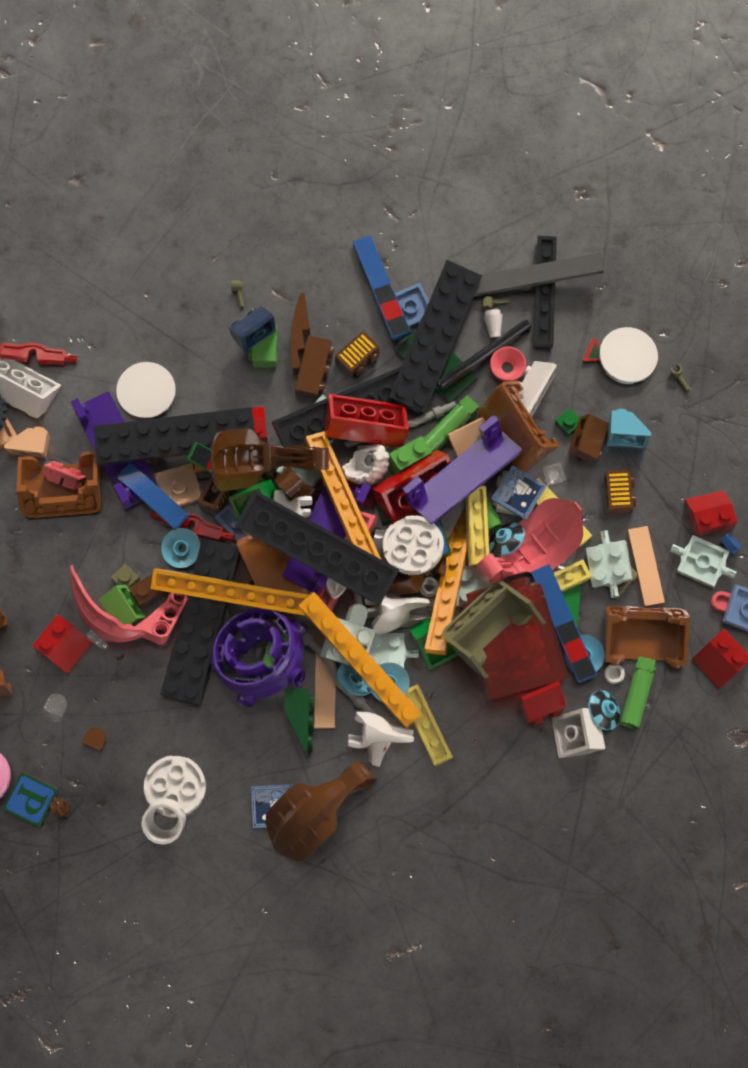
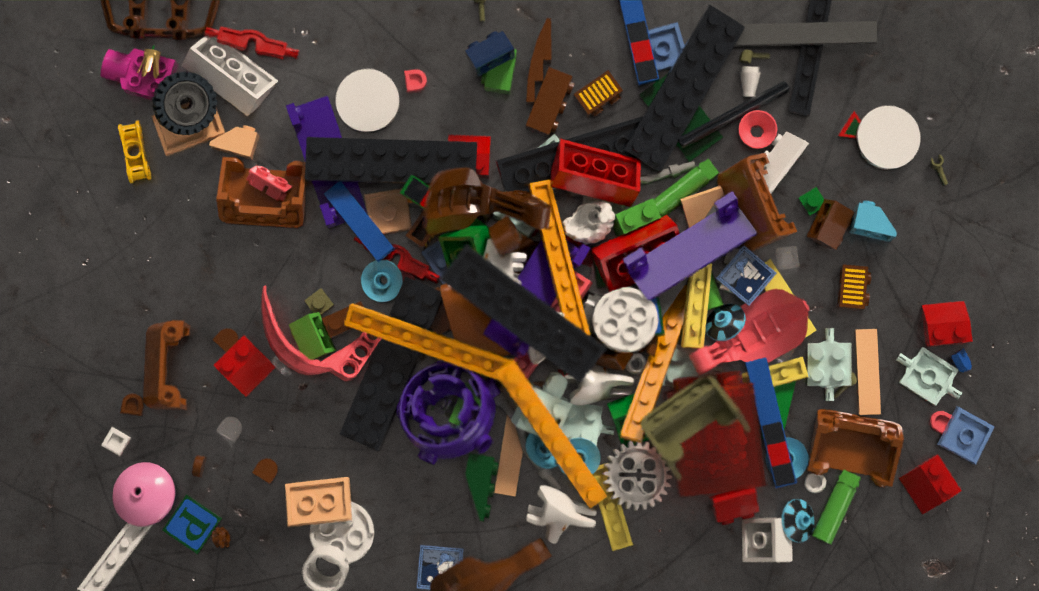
camera: 10 degrees right, 10 degrees up
(30, 743) = (198, 466): none -> reddish brown tile
(41, 622) = (226, 338): none -> reddish brown tile
(148, 760) = (318, 502): none -> light nougat tile
(188, 367) = (415, 80): none -> coral tile
(449, 709) = (636, 494): none -> white gear

